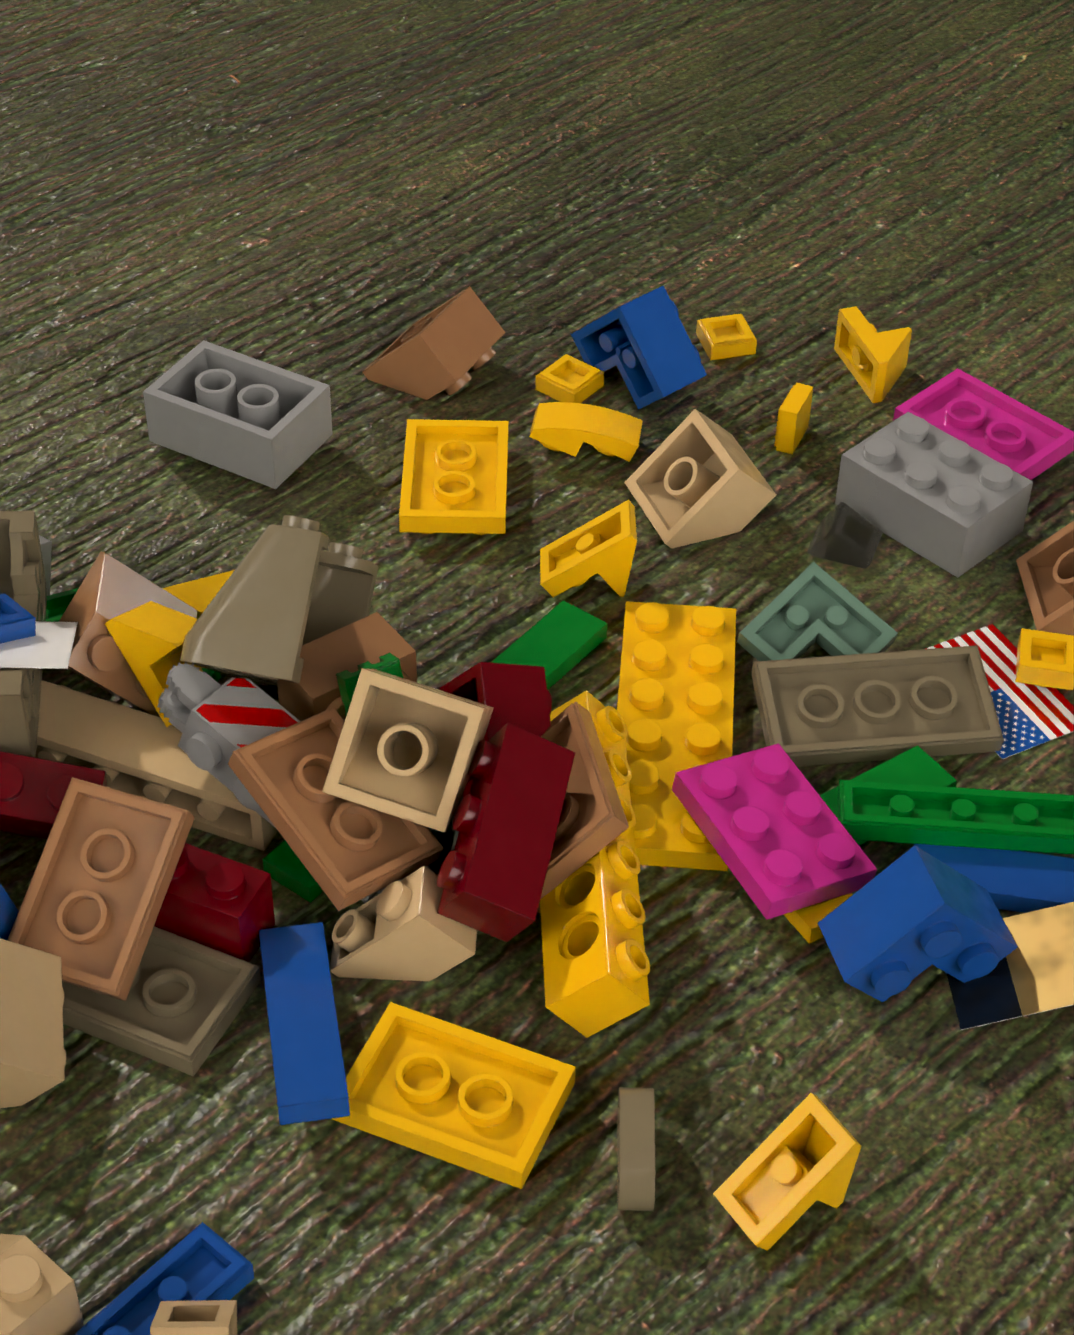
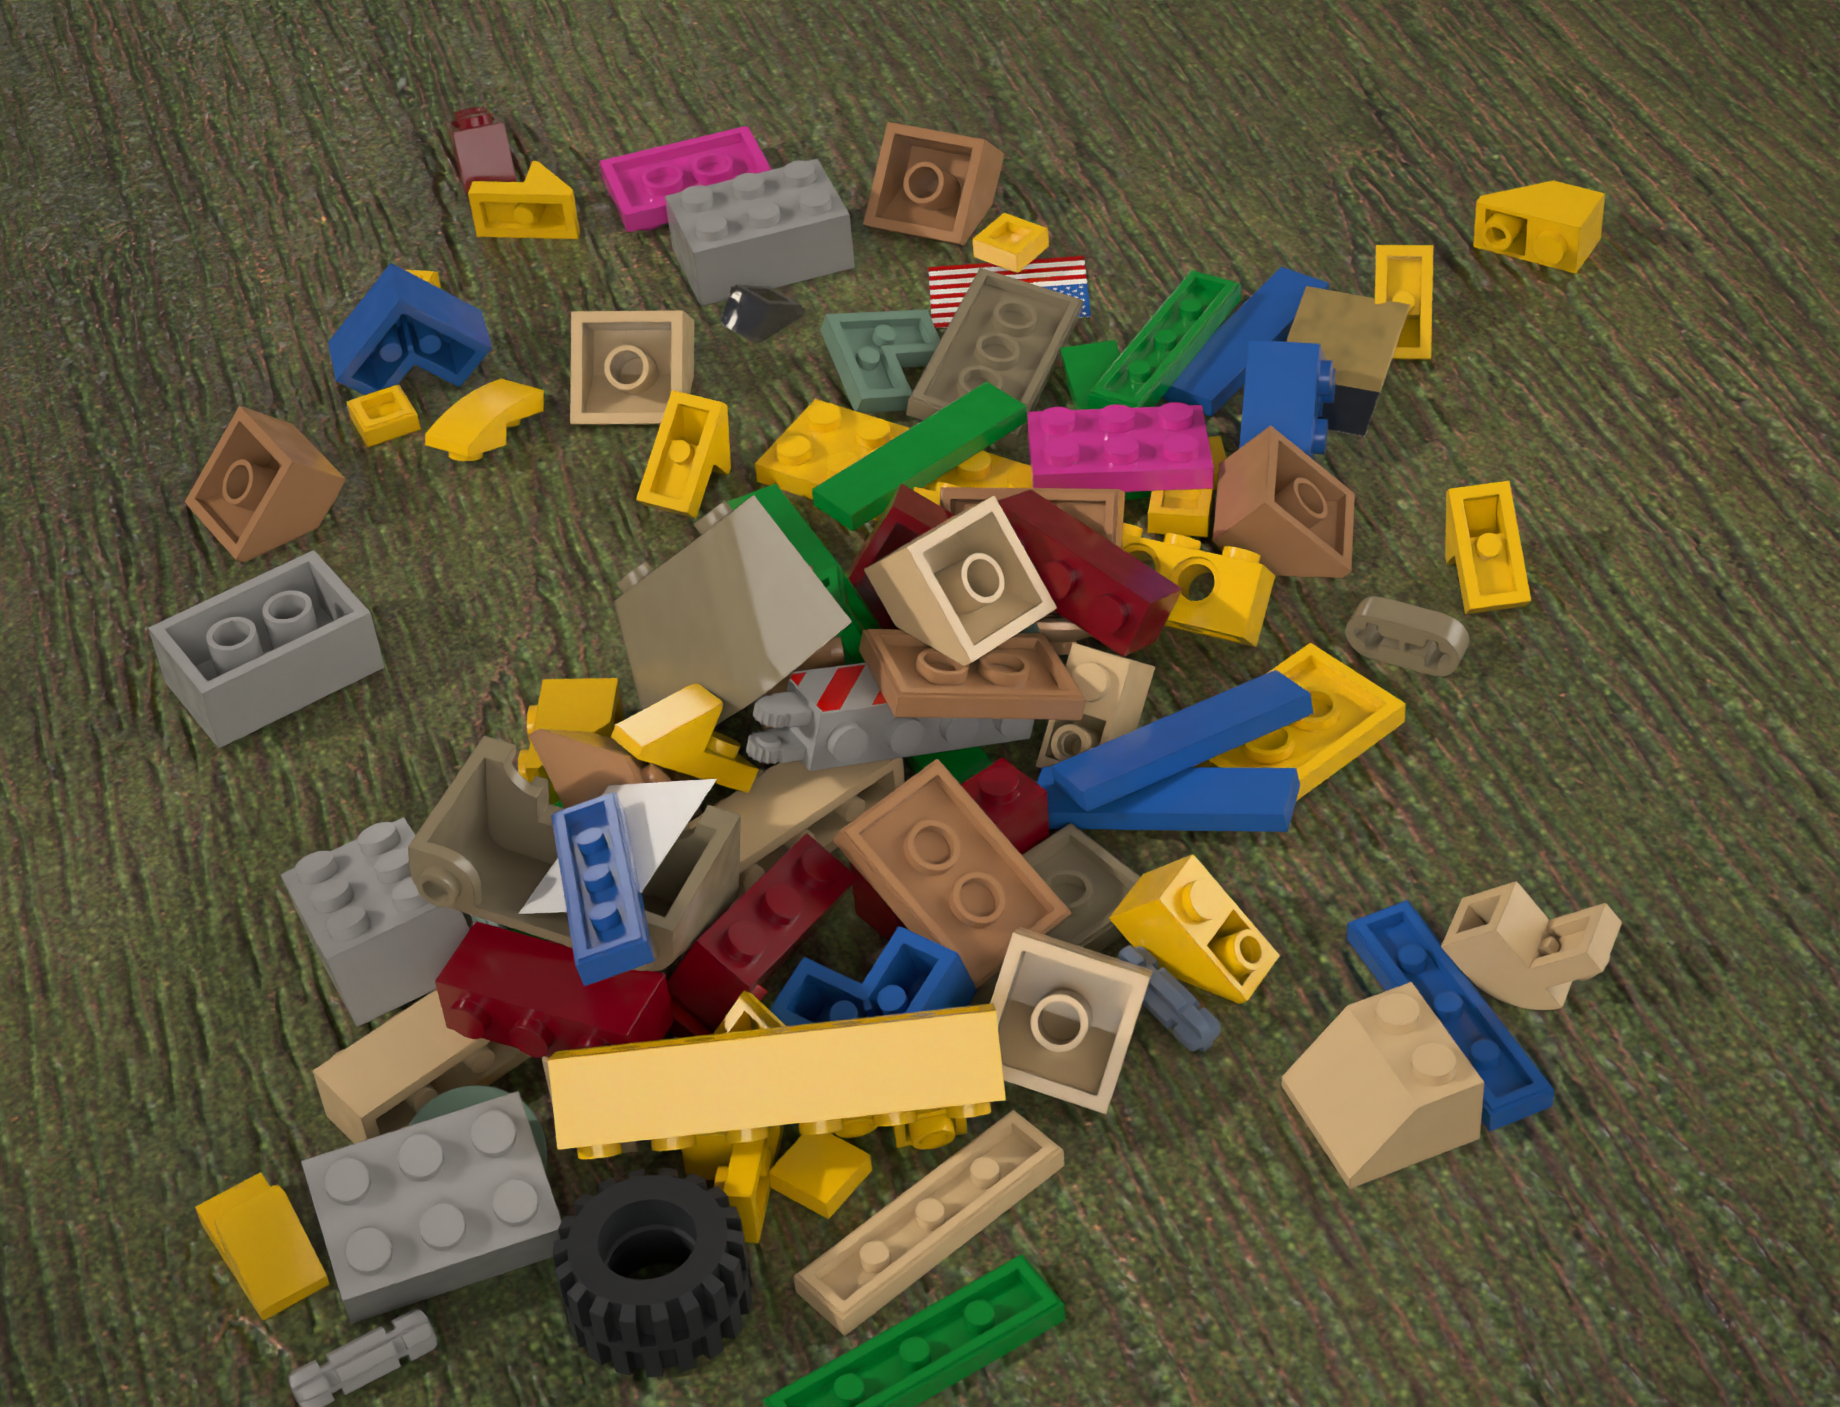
camera: 60 degrees left, 0 degrees up
(58, 1110) = (1174, 1003): none -> sand blue axle
(134, 1103) = (1195, 930): none -> yellow slope
(369, 1003) = (1181, 740): none -> blue tile
(454, 477) = (480, 527): yellow plate -> none
(677, 693) = (919, 455): none -> green tile
(727, 910) = (1180, 512): none -> yellow plate
(769, 992) = (1284, 509): none -> medium nougat slope
(793, 418) = (582, 280): yellow tile -> none
(925, 299) = (480, 147): none -> slope

